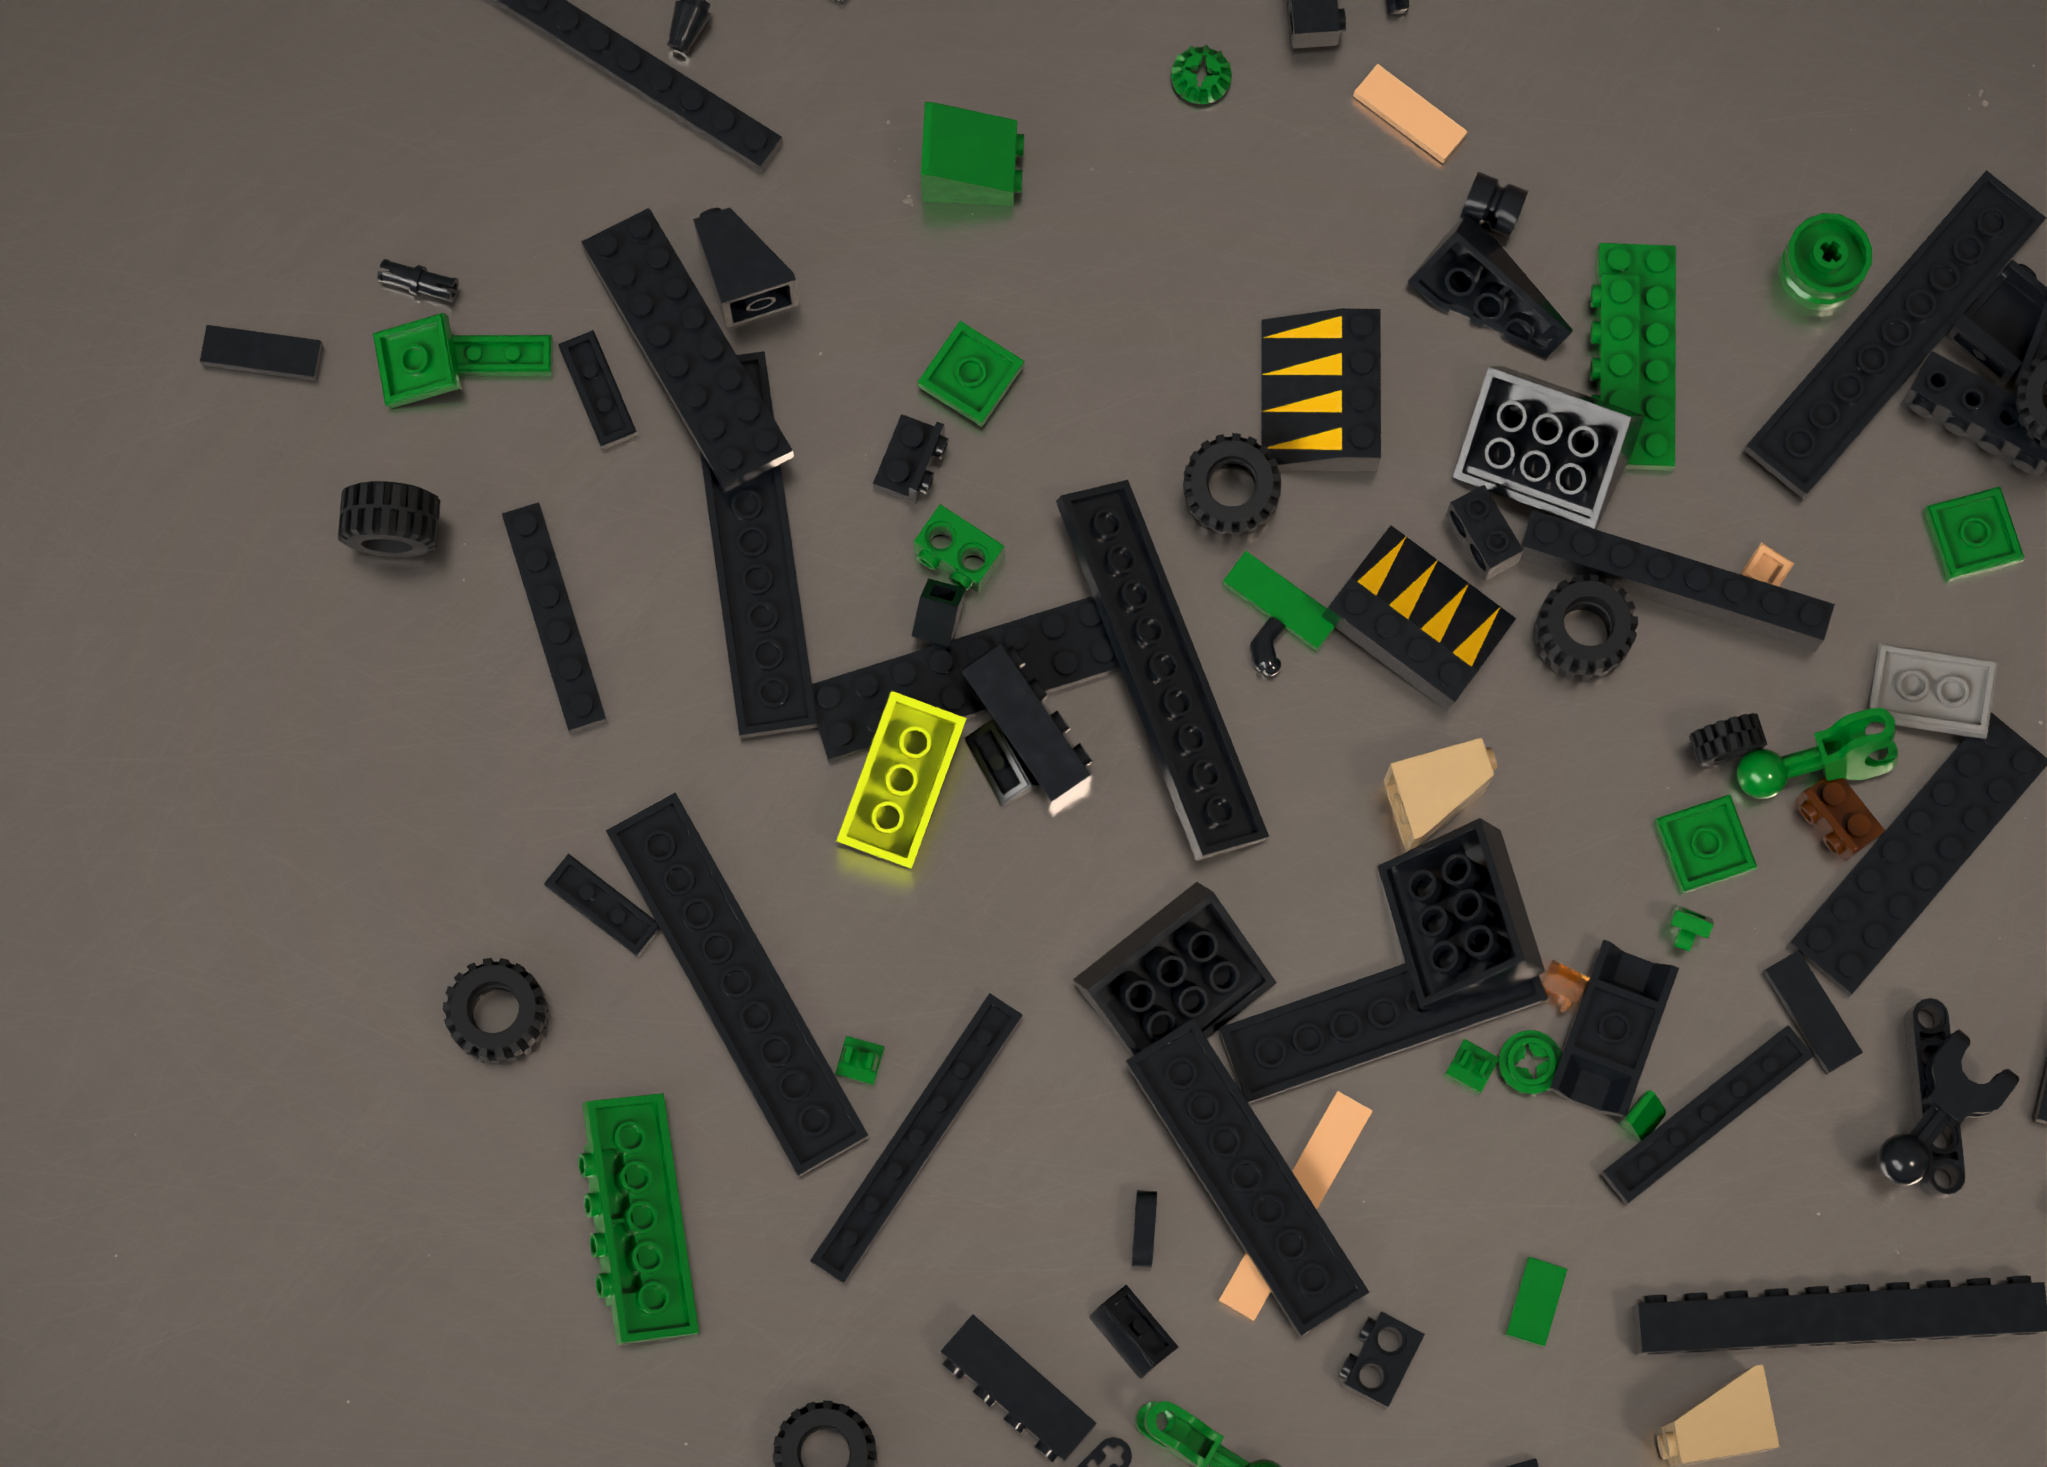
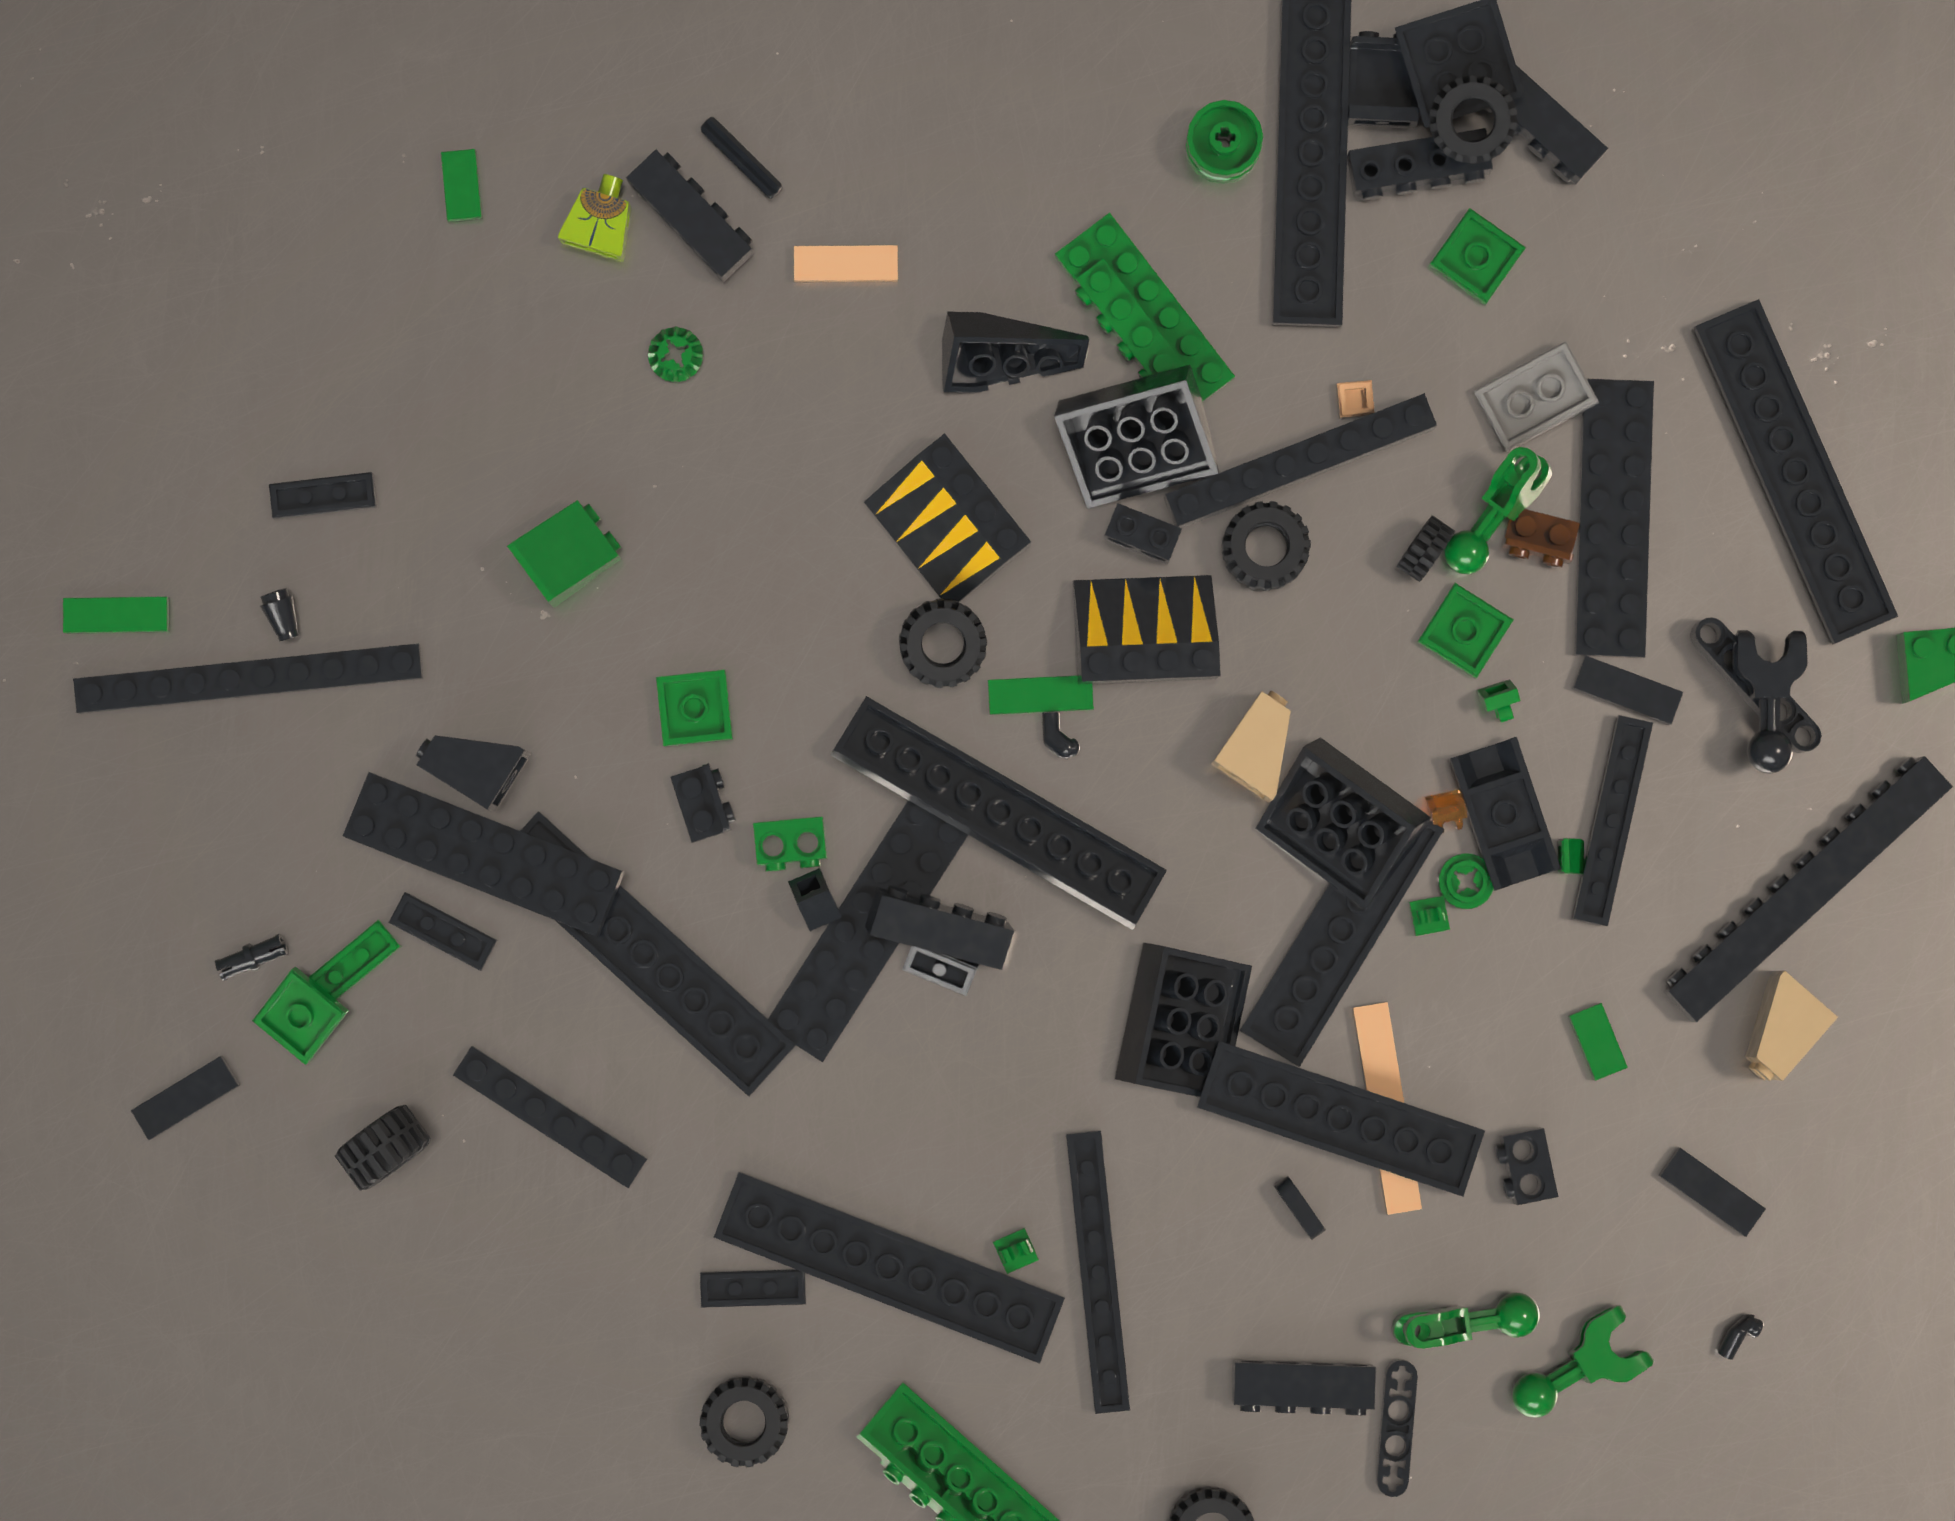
camera: 35 degrees left, 10 degrees up
(901, 779) = (887, 1040): neon yellow brick -> none
(1133, 1331) = (1347, 1281): black slope -> none
(1494, 204) = (960, 286): black wheel -> none

